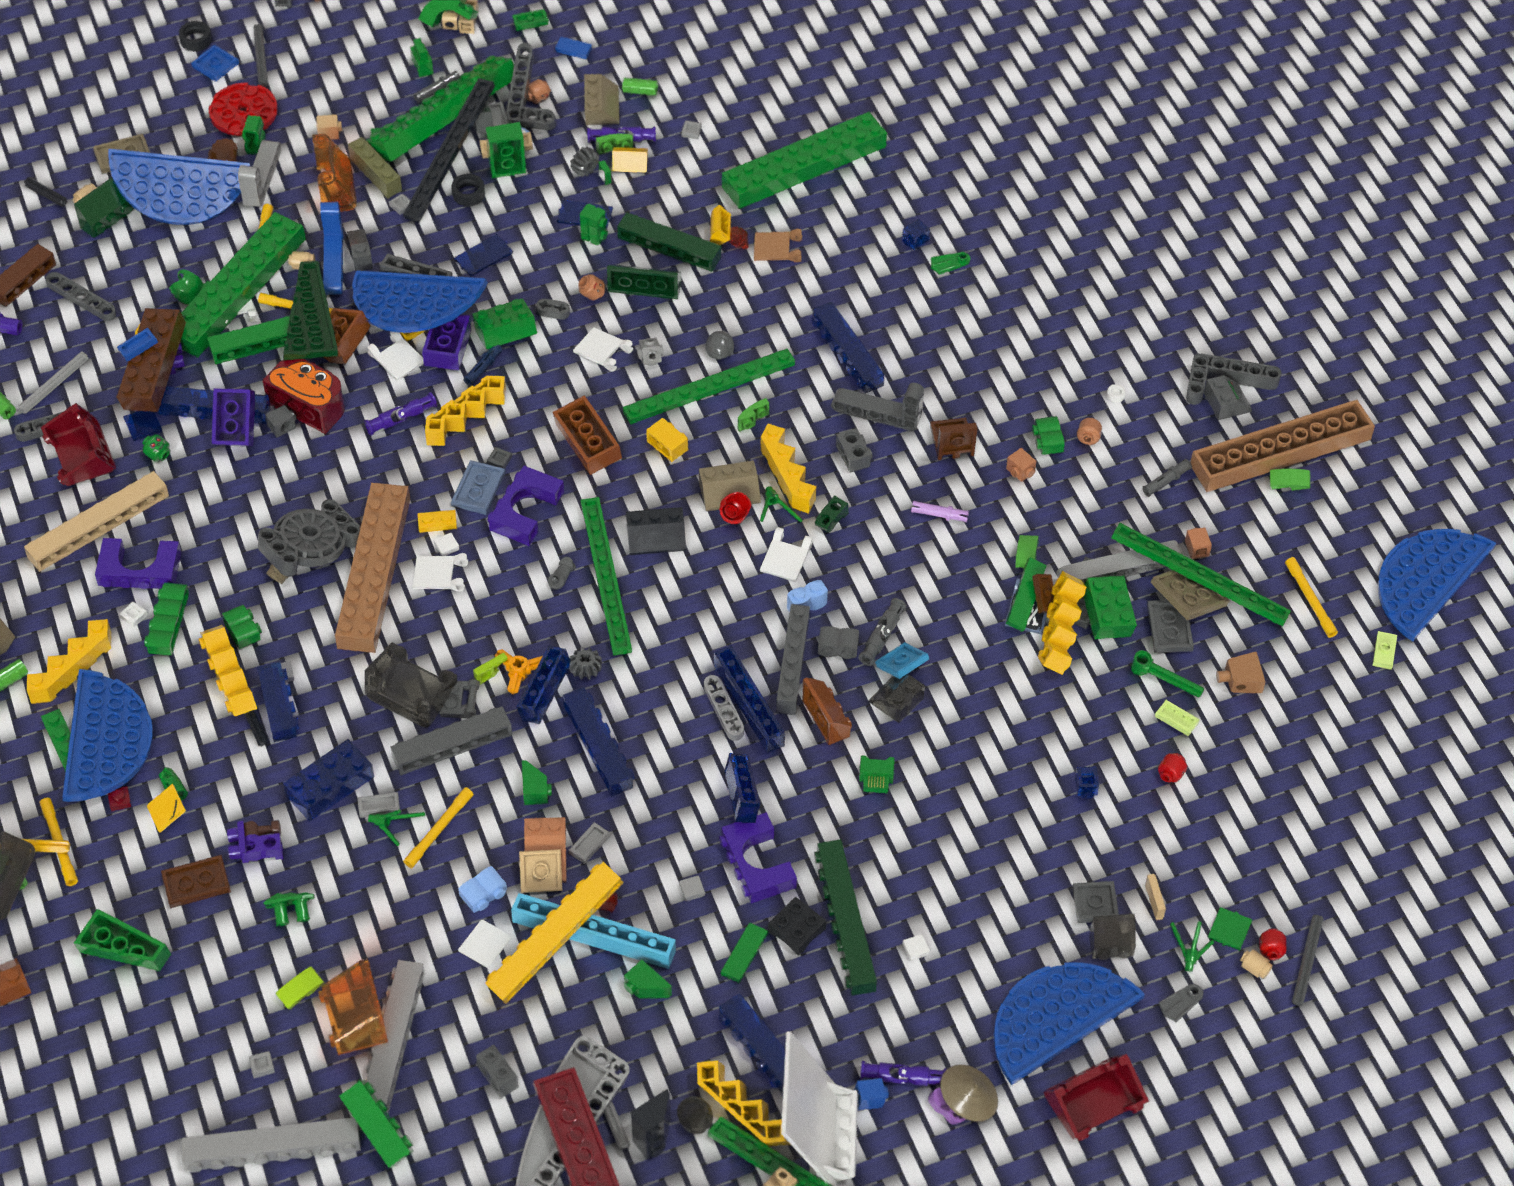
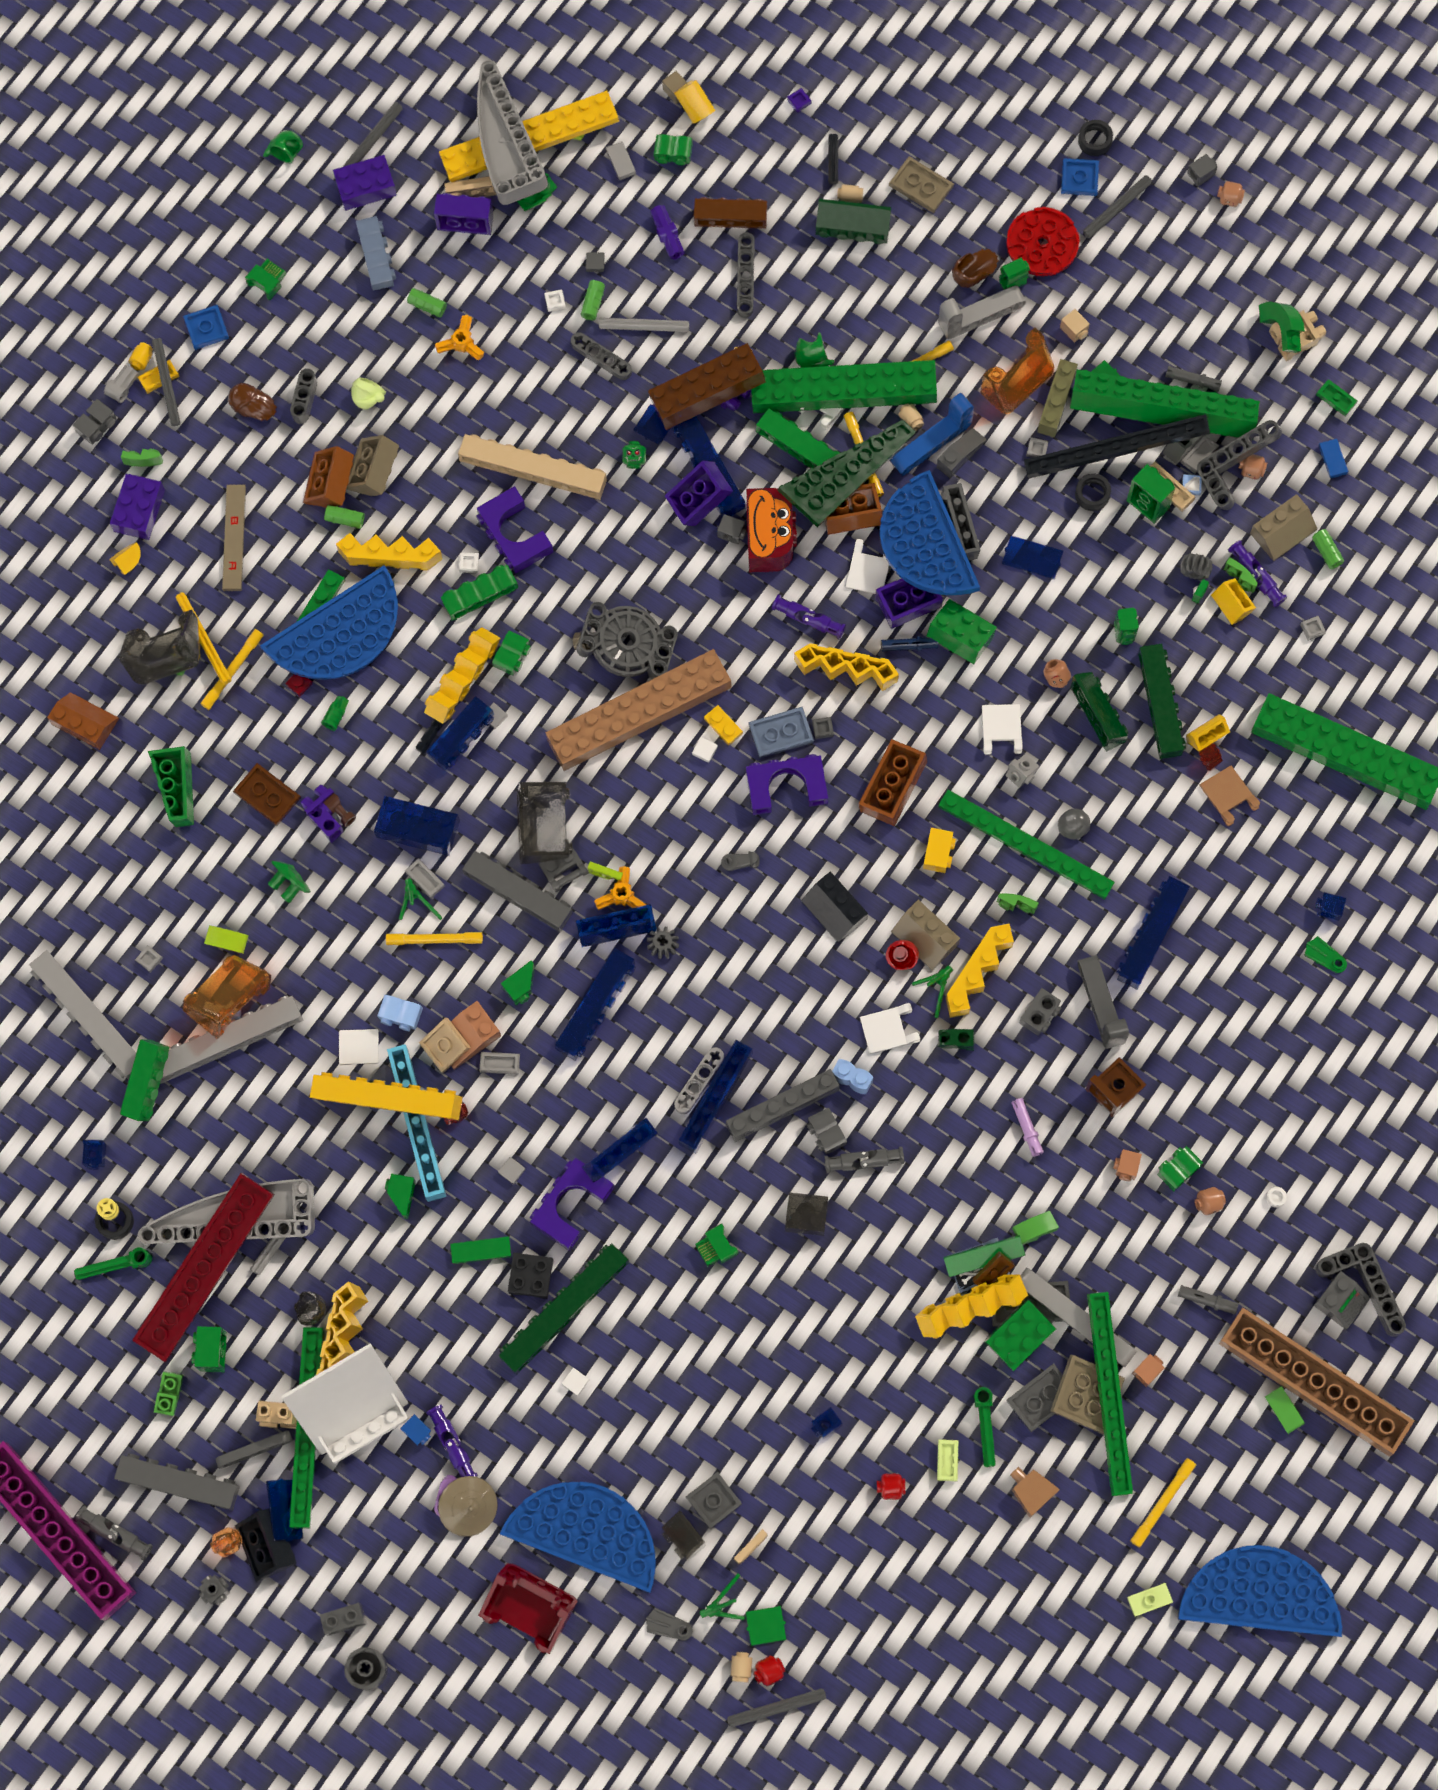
camera: 60 degrees right, 20 degrees up
(78, 445) = (594, 398): dark red windscreen -> none
(137, 344) = (703, 367): blue tile -> none
(166, 808) = (310, 724): yellow sticker -> none
(175, 187) = (905, 260): plate -> none
(421, 58) = (1214, 342): green piece -> none
(437, 572) = (671, 761): white flag -> none
(497, 1071) = (251, 1135): dark grey brick -> none
(553, 309) = (1018, 655): dark grey beam -> none
(570, 212) = (1149, 614): clear blue piece -> none
(606, 576) = (762, 897): green plate -> none
(651, 1125) = (272, 1285): black slope -> none
(755, 1037) = (405, 1318): clear blue brick -> none
(825, 710) = (748, 1166): dark orange slope -> none
(902, 660) = (843, 1195): dark azure tile -> none

